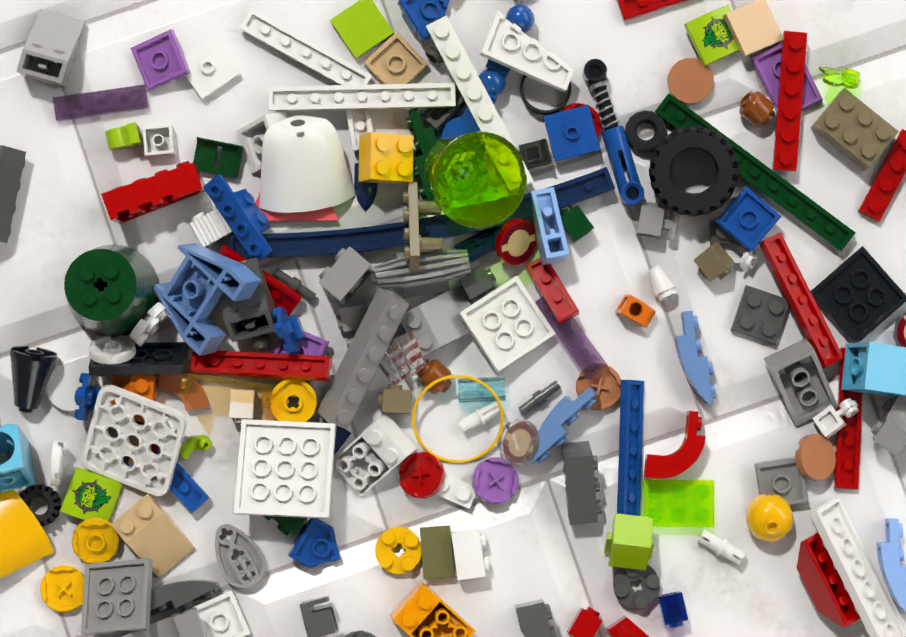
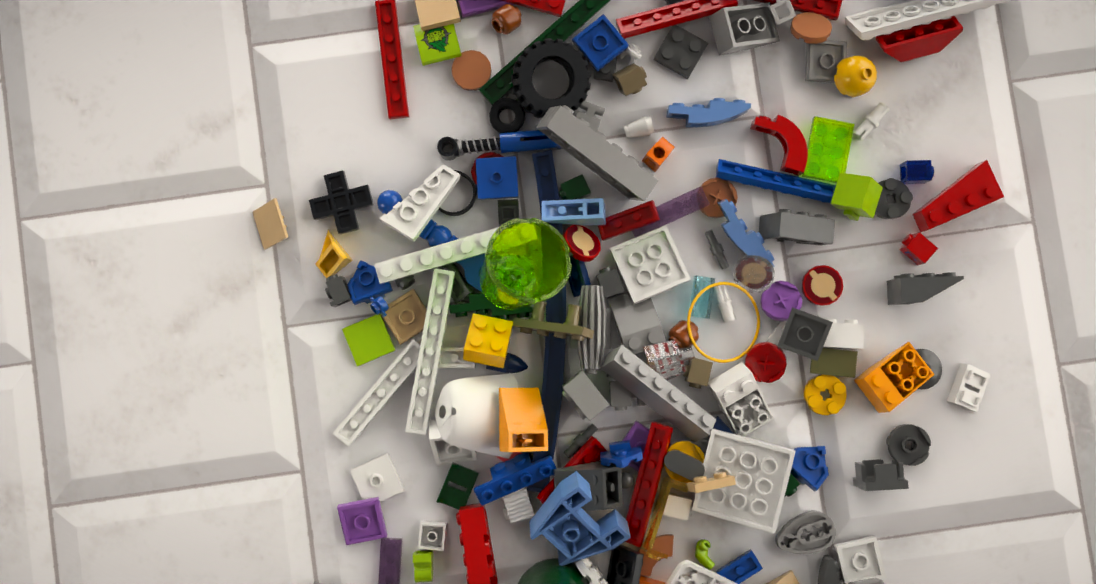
camera: 75 degrees left, 0 degrees up
(273, 420) = (703, 484): none -> tan plate
(289, 400) = (684, 464): none -> dark grey tile
(305, 212) = (521, 421): none -> light orange slope
(401, 30) = (379, 305): none -> blue plate
(461, 510) = (805, 334): none -> dark grey plate
(522, 525) = (822, 285): none -> tile
(617, 236) = (596, 153): none -> light grey brick

